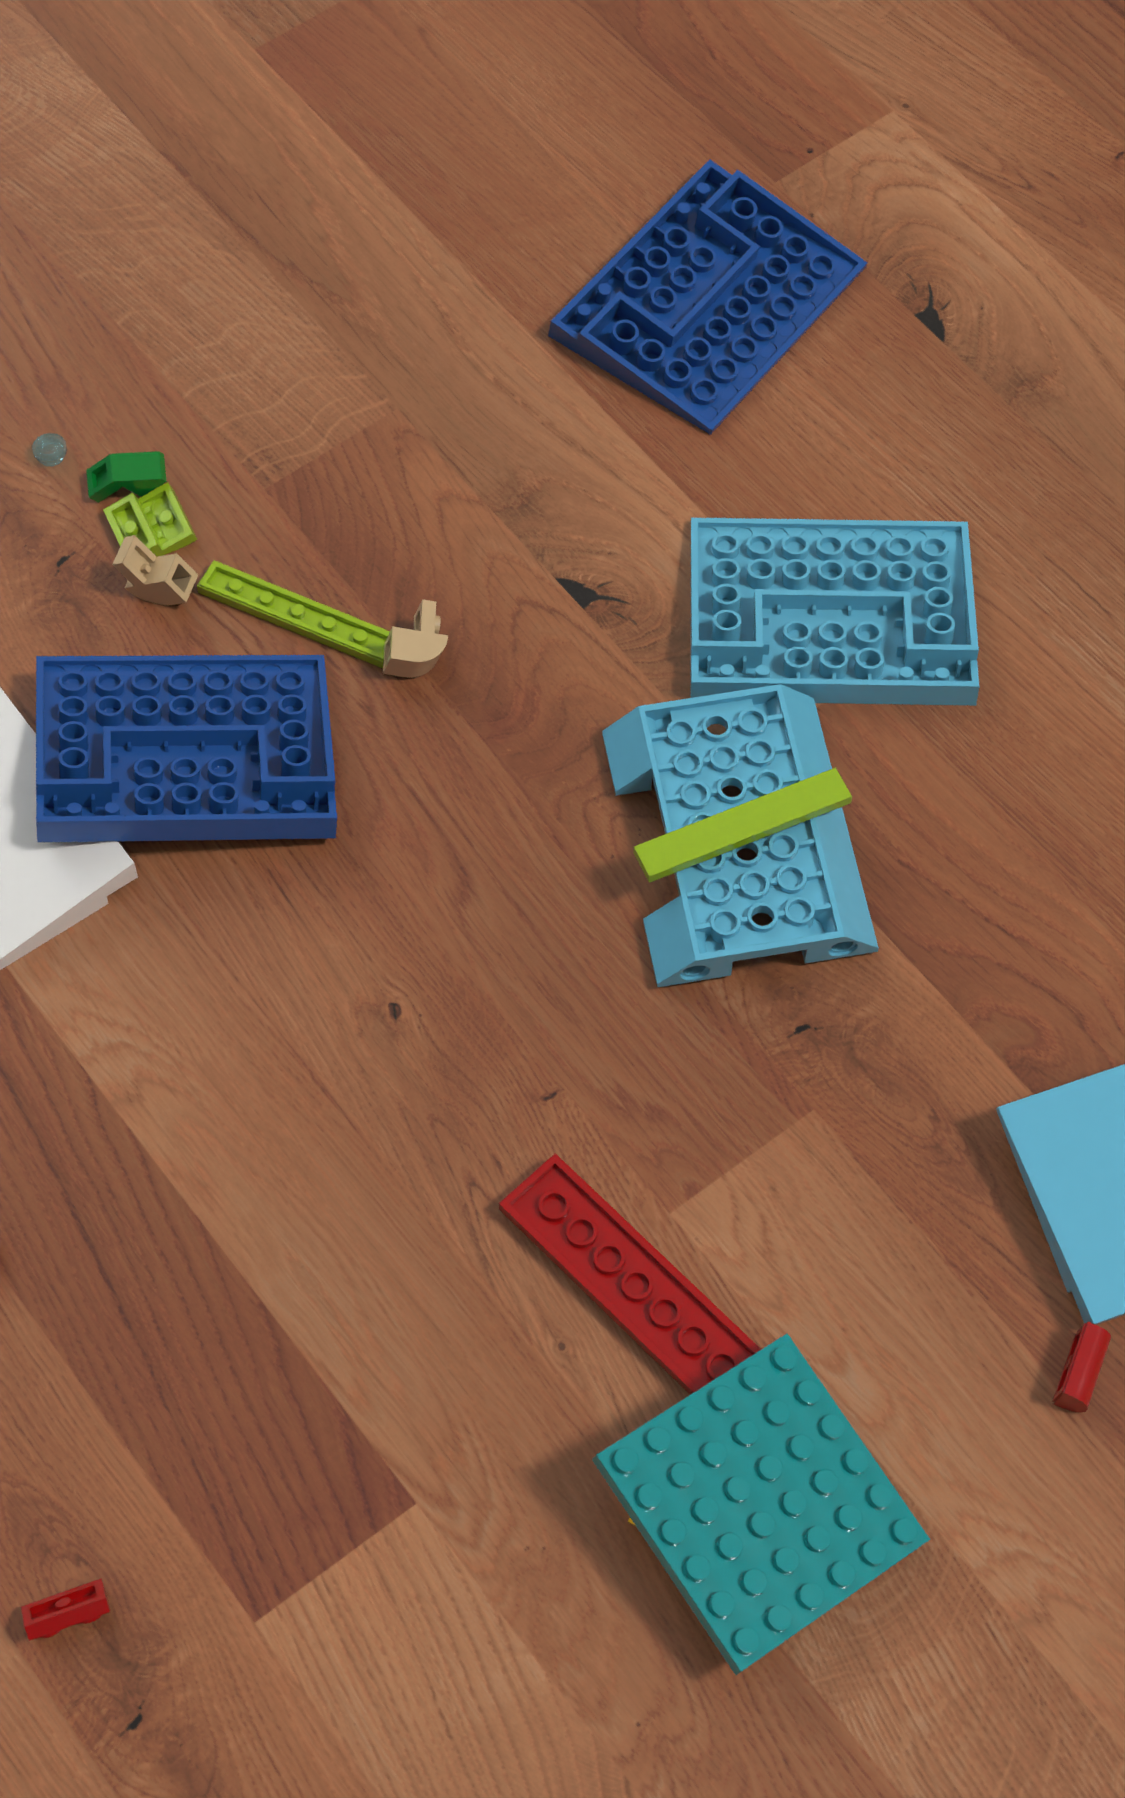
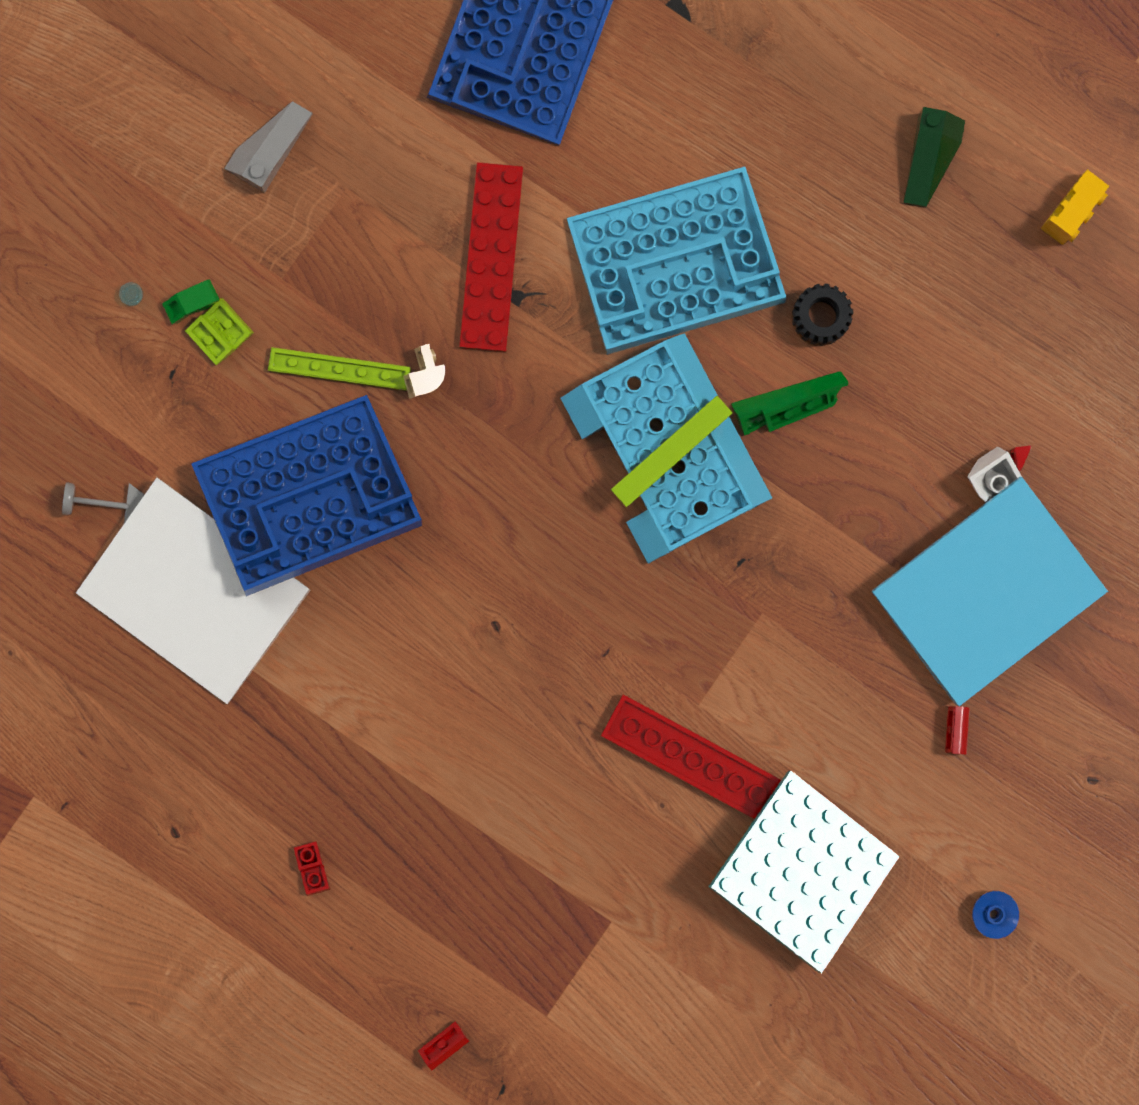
camera: 25 degrees left, 25 degrees up
(154, 578) = (240, 373): tan brick -> none
(305, 339) = (267, 149): none -> light grey wedge
(565, 539) = (491, 257): none -> red plate
(942, 831) = (789, 403): none -> green wedge
(1029, 700) = (832, 297): none -> black tyre
(1086, 1672) = (1006, 917): none -> blue dish

